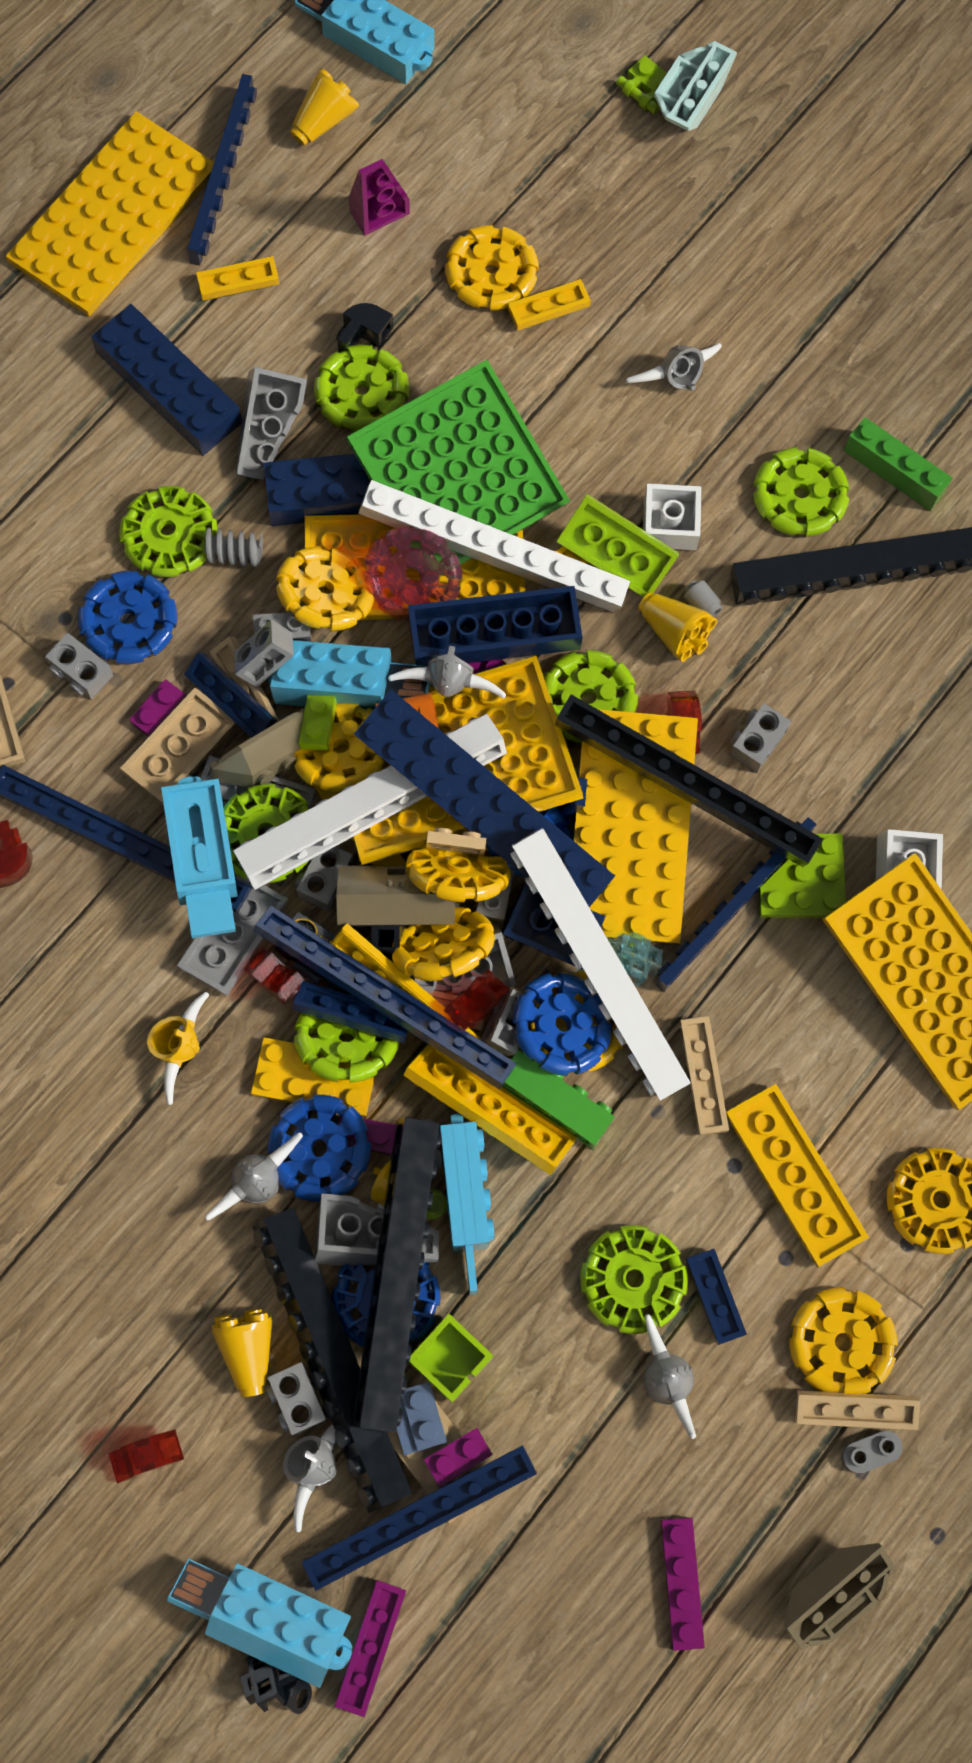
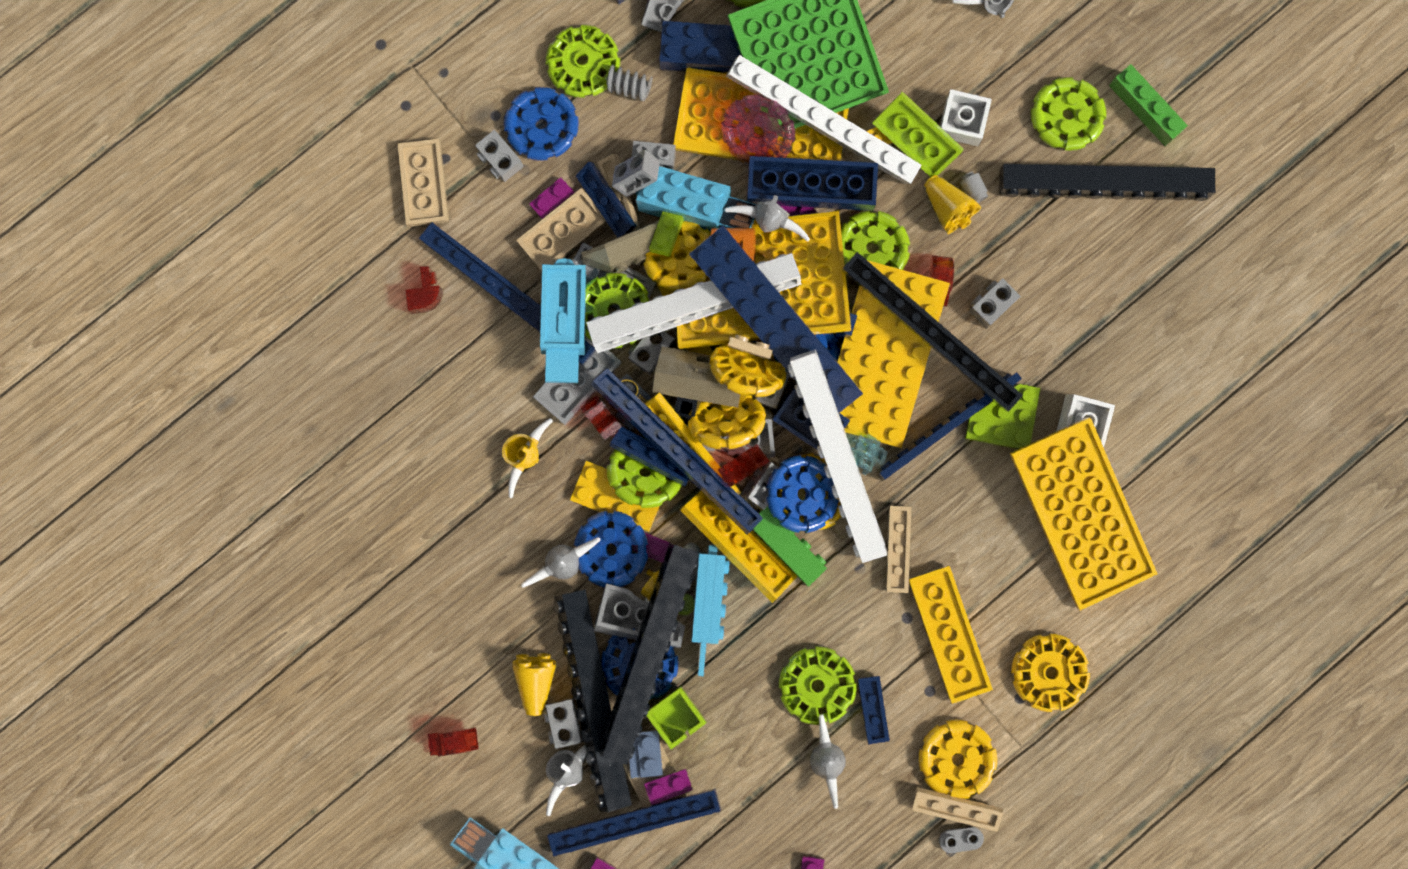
camera: 20 degrees right, 10 degrees up
(330, 576) = (697, 120): yellow plate -> none

